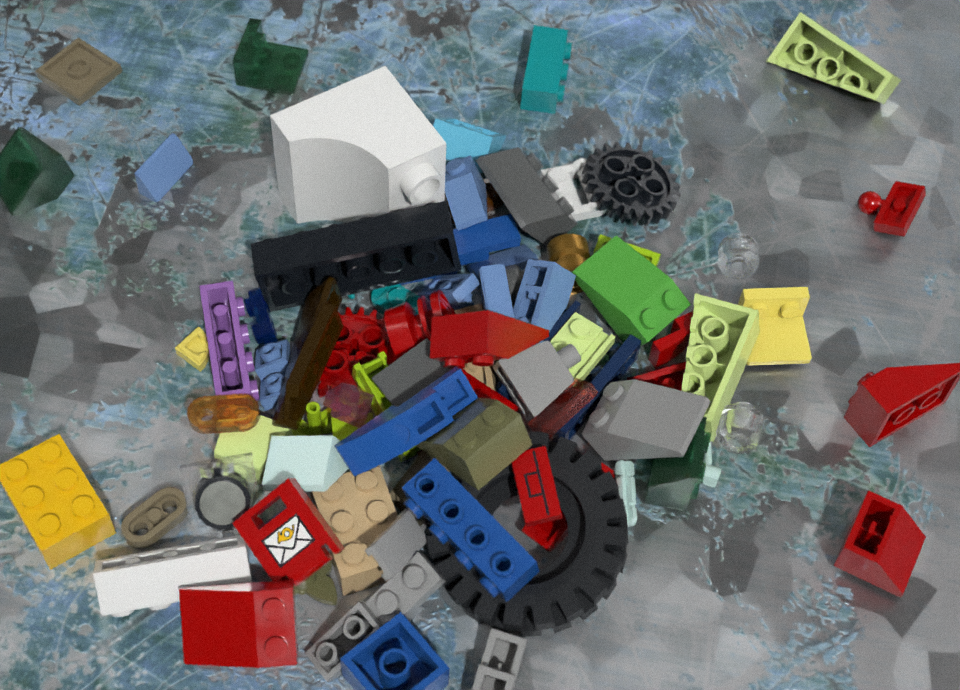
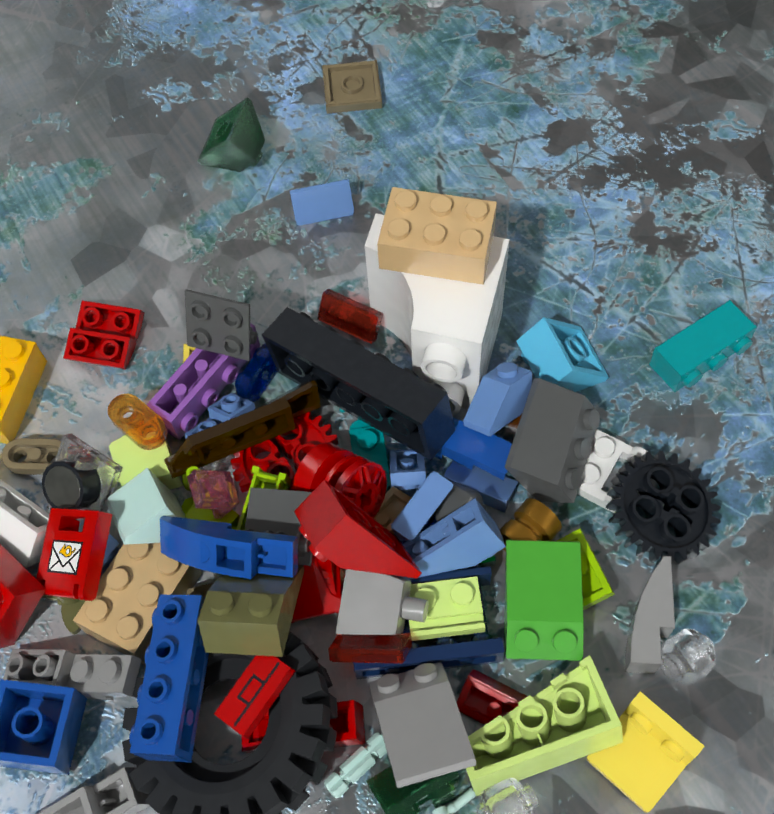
camera: 55 degrees right, 5 degrees up
(97, 393) = (104, 335): none -> red slope
(217, 291) = (218, 325): none -> dark grey hinge
(267, 64) = (482, 172): clear green bracket -> none
(284, 223) = (350, 316): none -> clear red tile
(342, 92) = (437, 235): none -> tan brick
(398, 543) = (118, 635): light grey arm -> none
(672, 345) = (536, 680): red slope -> none
(696, 253) = (651, 621): none -> light grey slope

